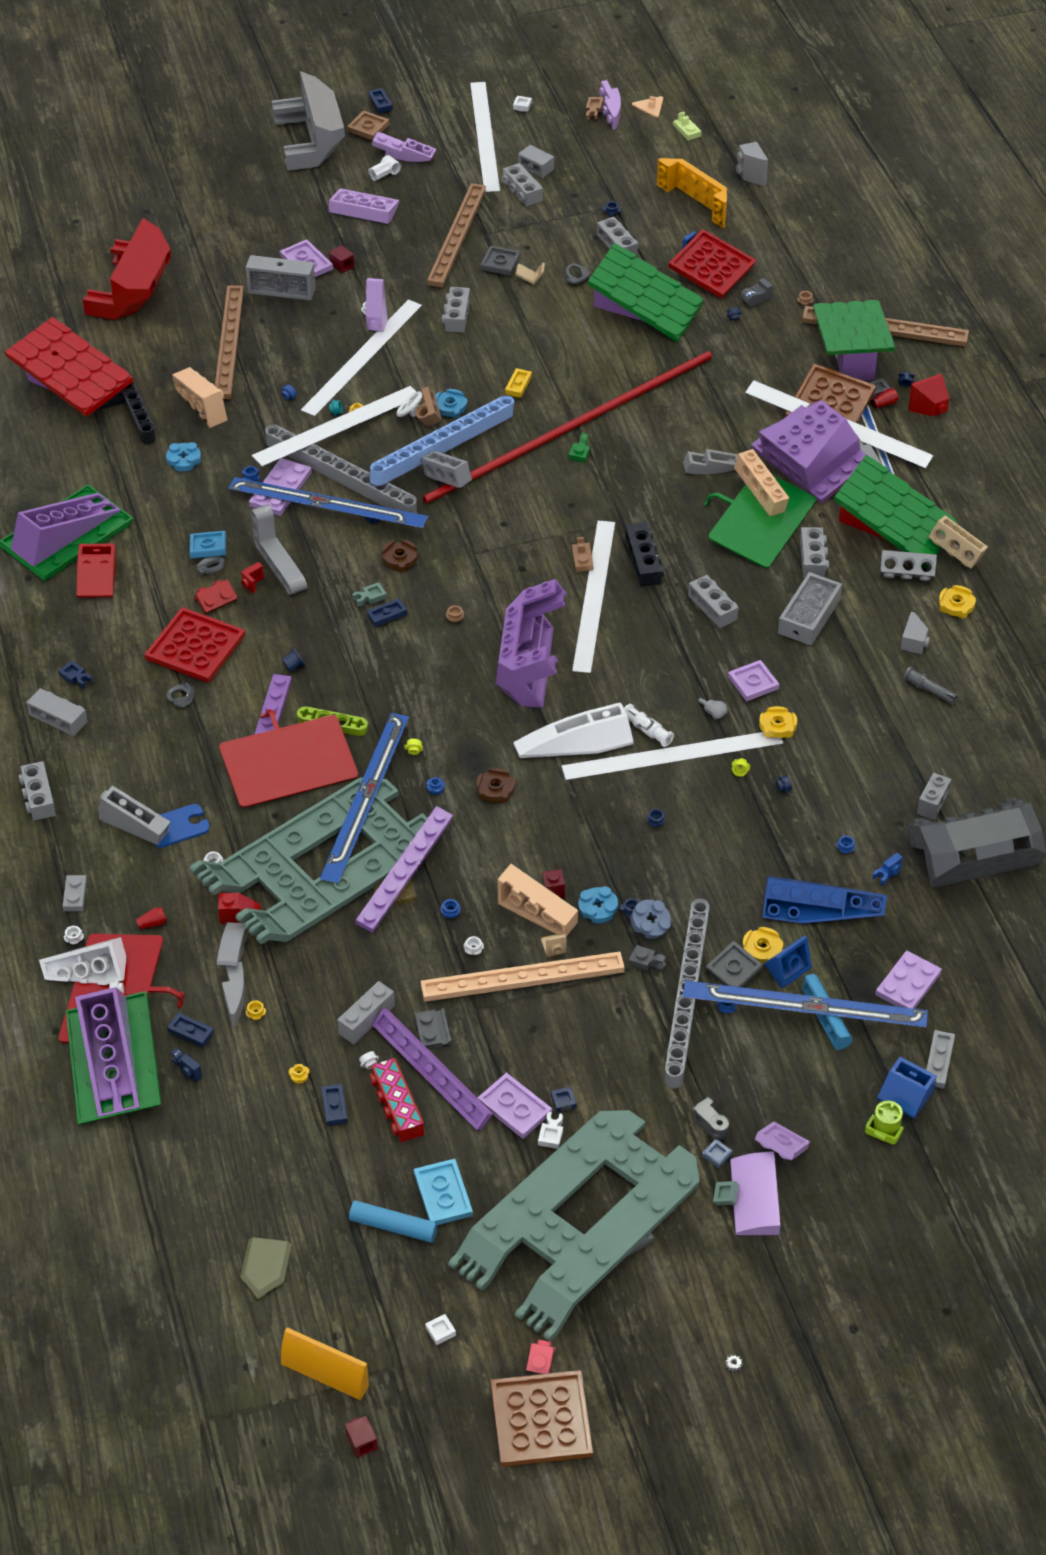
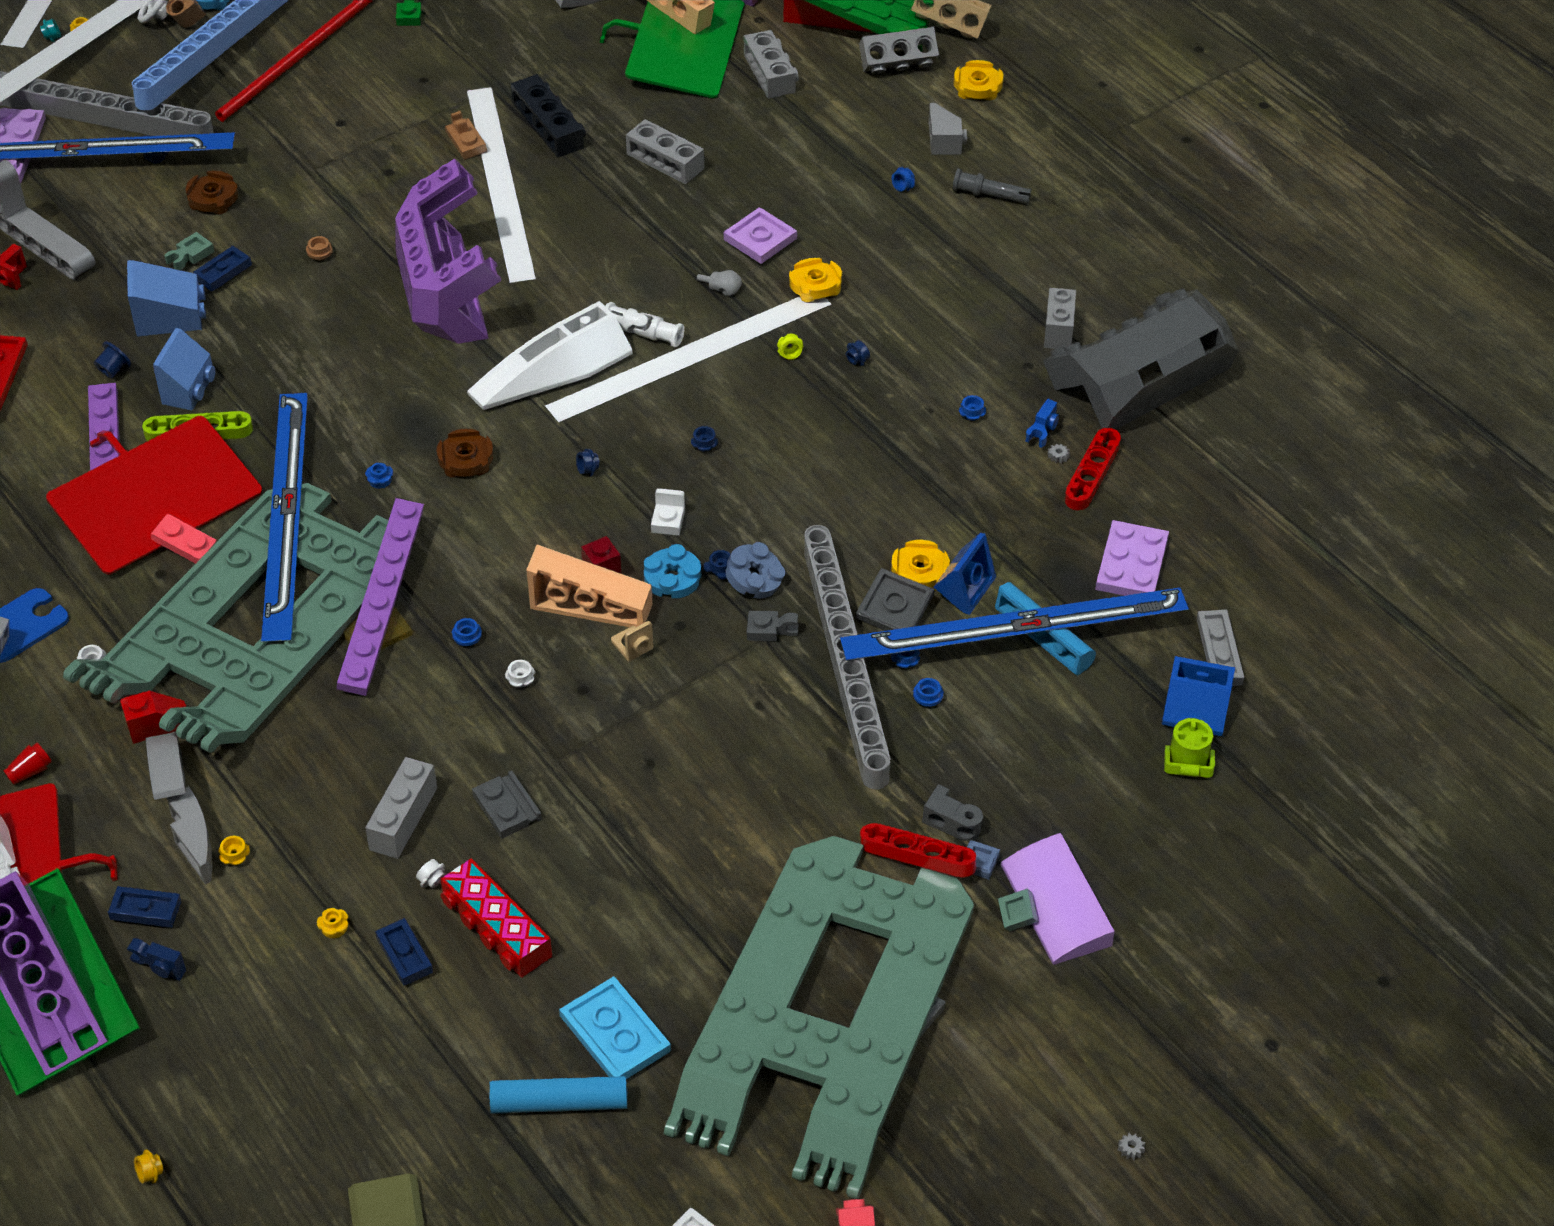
camera: 20 degrees left, 0 degrees up
(138, 1190) = (148, 1167): none -> yellow plate
(295, 795) = (182, 538): none -> coral plate
(334, 680) = (183, 371): none -> medium blue slope
(340, 626) = (164, 299): none -> medium blue slope
(414, 746) = (329, 431): neon yellow plate -> none
(433, 1070) = (529, 859): medium lavender plate -> none
(446, 469) = (238, 68): light grey brick -> none
(515, 1105) = (669, 876): lavender plate -> none
(522, 976) = (604, 697): light nougat plate -> none
(551, 1132) = (736, 898): white plate -> none
(563, 1099) = (735, 847): dark blue plate -> none
(572, 813) = (587, 462): none -> dark blue plate
(611, 863) = (668, 512): none -> white bracket
(696, 1149) = (953, 858): none -> red beam
(731, 1029) = (928, 692): none -> blue plate
(782, 1141) = (1065, 815): lavender plate -> none
(810, 608) = (797, 130): brick -> none
(817, 902) = (969, 490): blue wedge -> none
(870, 664) = (903, 179): none -> blue plate
(892, 892) = (1058, 453): none -> light grey piece
(908, 908) = (1092, 468): none -> red beam

